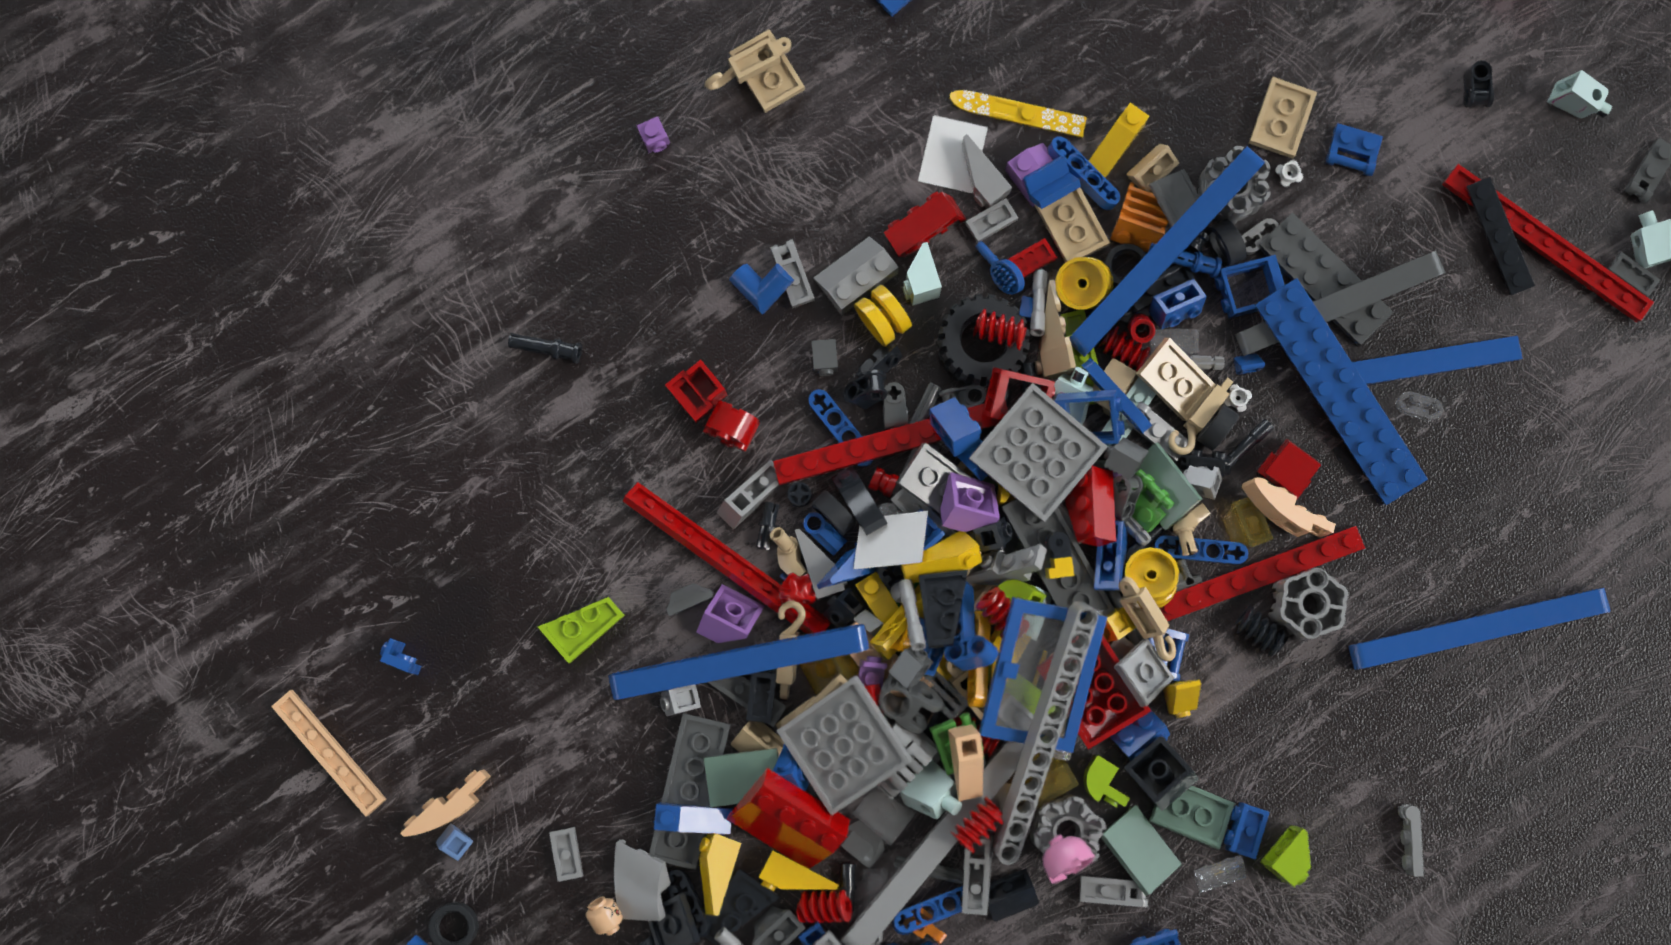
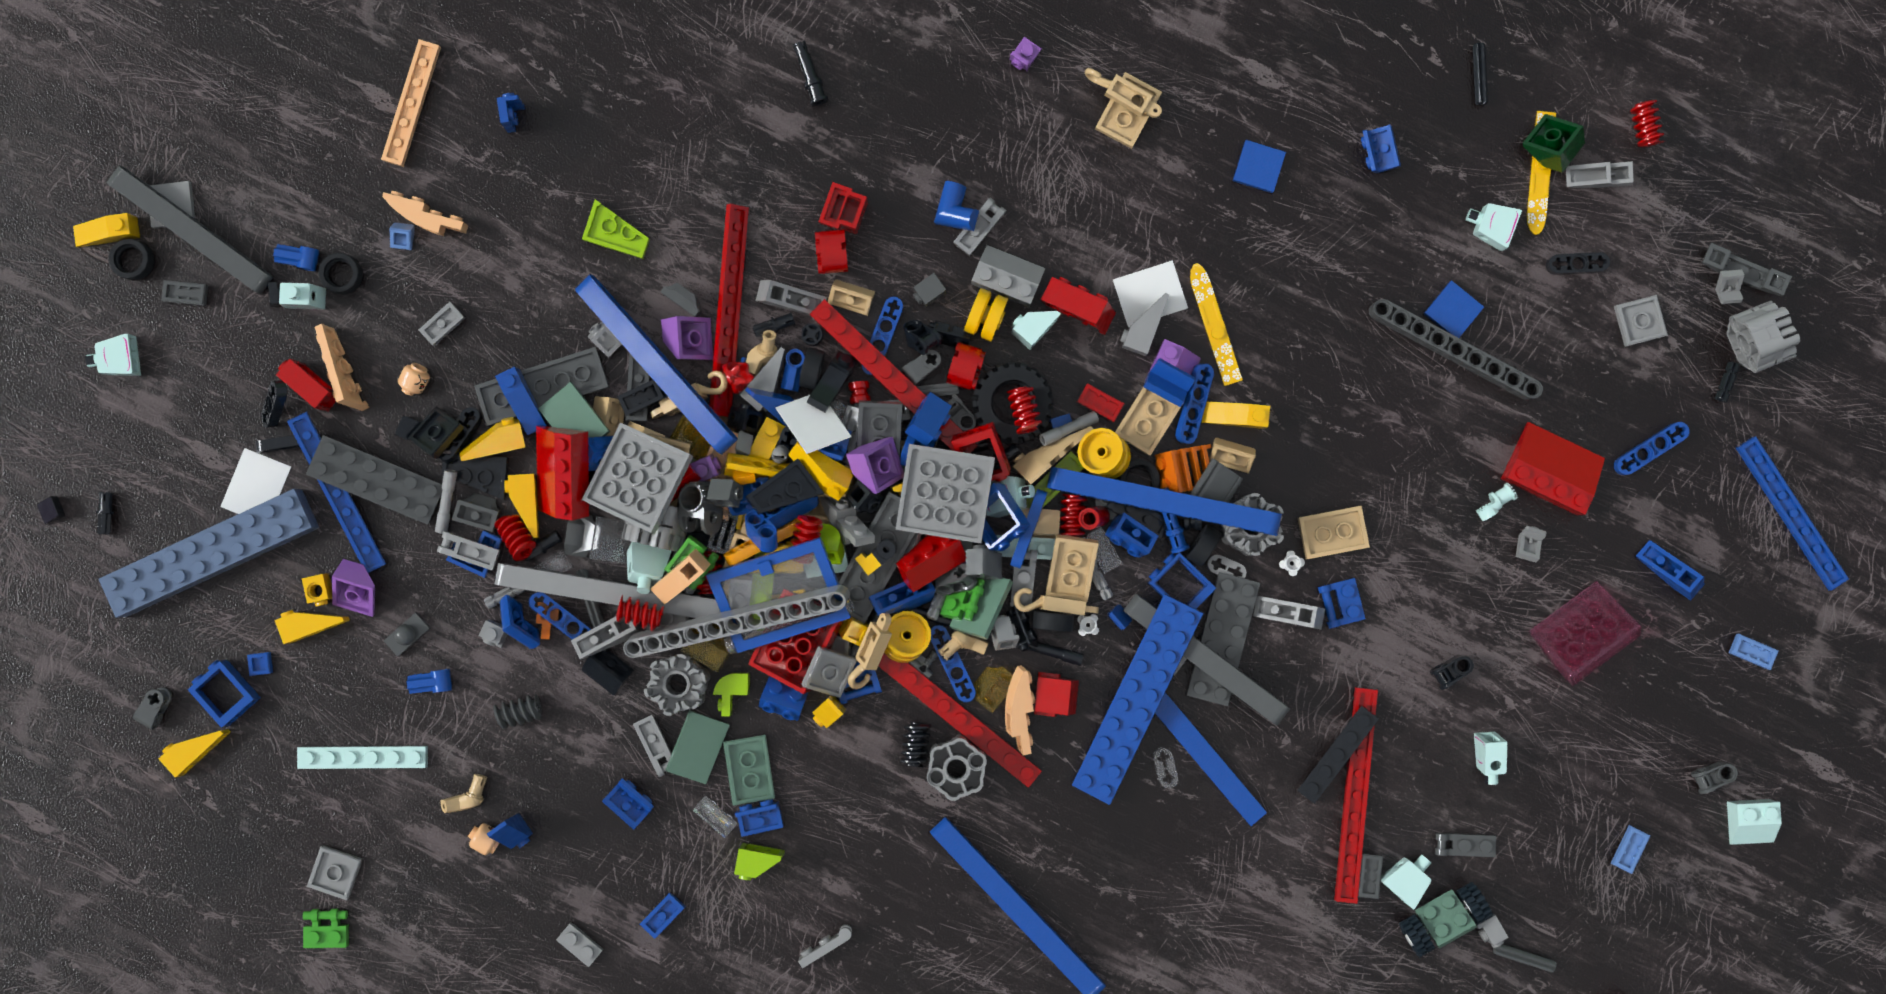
camera: 55 degrees right, 5 degrees up
(639, 883) = (452, 389): light grey slope -> none
(785, 435) = (851, 297): none -> tan slope
(914, 627) = (754, 478): light grey piece -> none
(920, 364) = (964, 366): none -> red brick
(991, 220) = (1113, 354): light grey plate -> none
(1003, 272) = (1078, 386): blue piece -> none
(1066, 857) = (652, 690): bright pink cylinder -> none
(1161, 773) = (762, 729): black brick -> none
(1336, 202) = (1289, 612): none -> light grey slope

